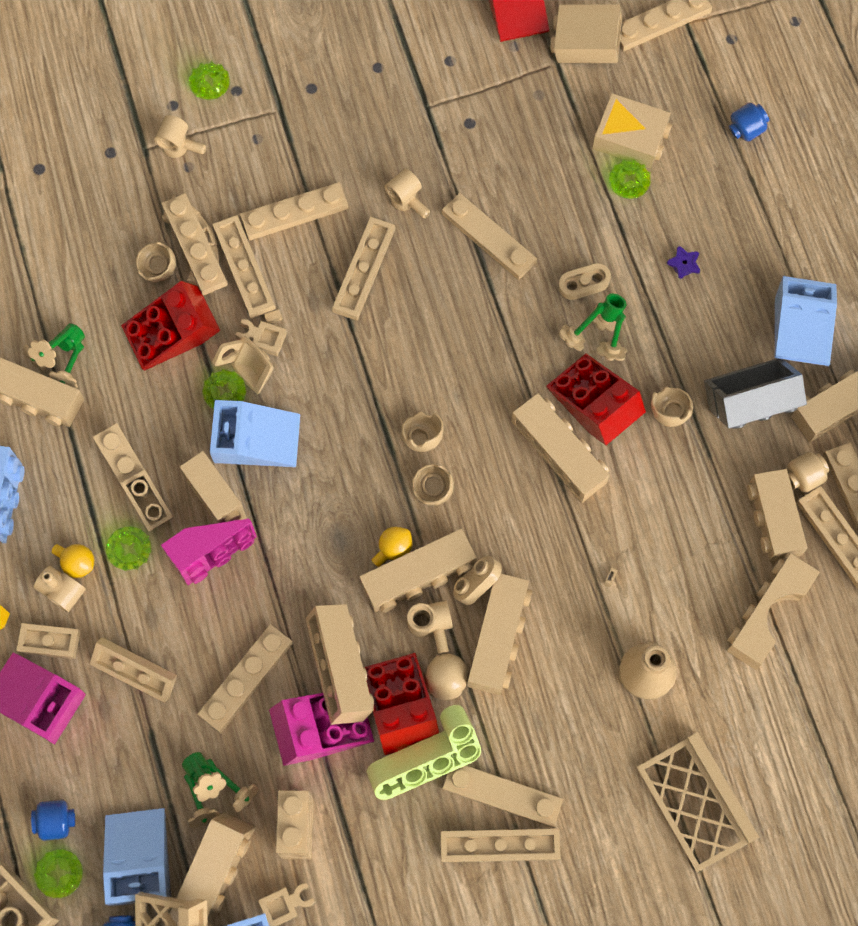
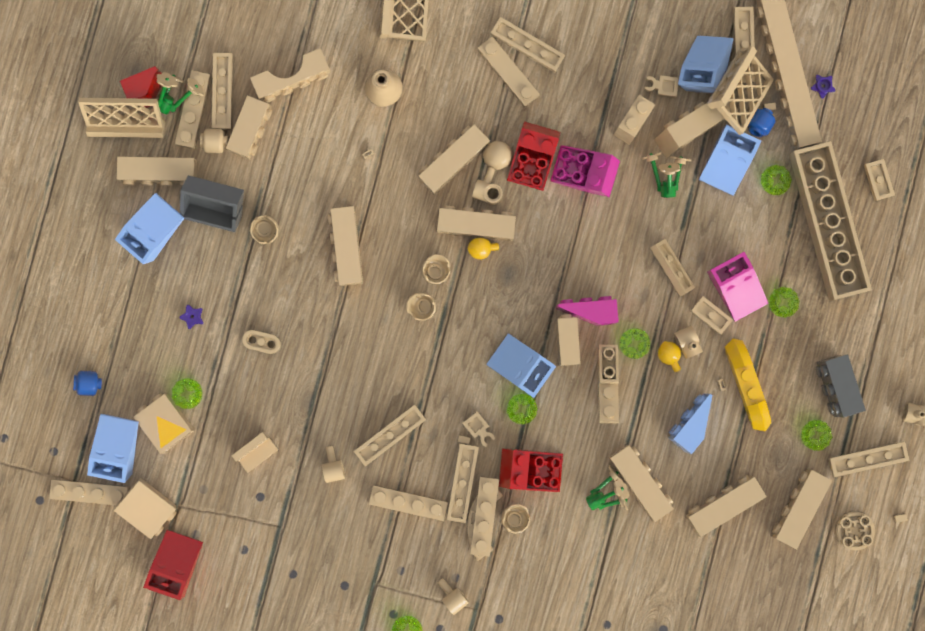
camera: 145 degrees left, 15 degrees up
(52, 820) = (764, 209): blue head -> none
(245, 678) = (611, 225): tan plate -> none
(247, 361) = (497, 415): tan piece -> none
(339, 664) = (555, 195): tan brick -> none
(427, 758) = (539, 113): yellowish green beam -> none
(477, 580) = (449, 196): tan plate -> none
(489, 236) = (299, 410): tan plate -> none
(508, 163) = (255, 452): none -> tan panel
(597, 398) = (304, 264): red slope -> none
(607, 316) = (265, 311): plant -> none
(667, 67) = (113, 448): none -> light blue slope

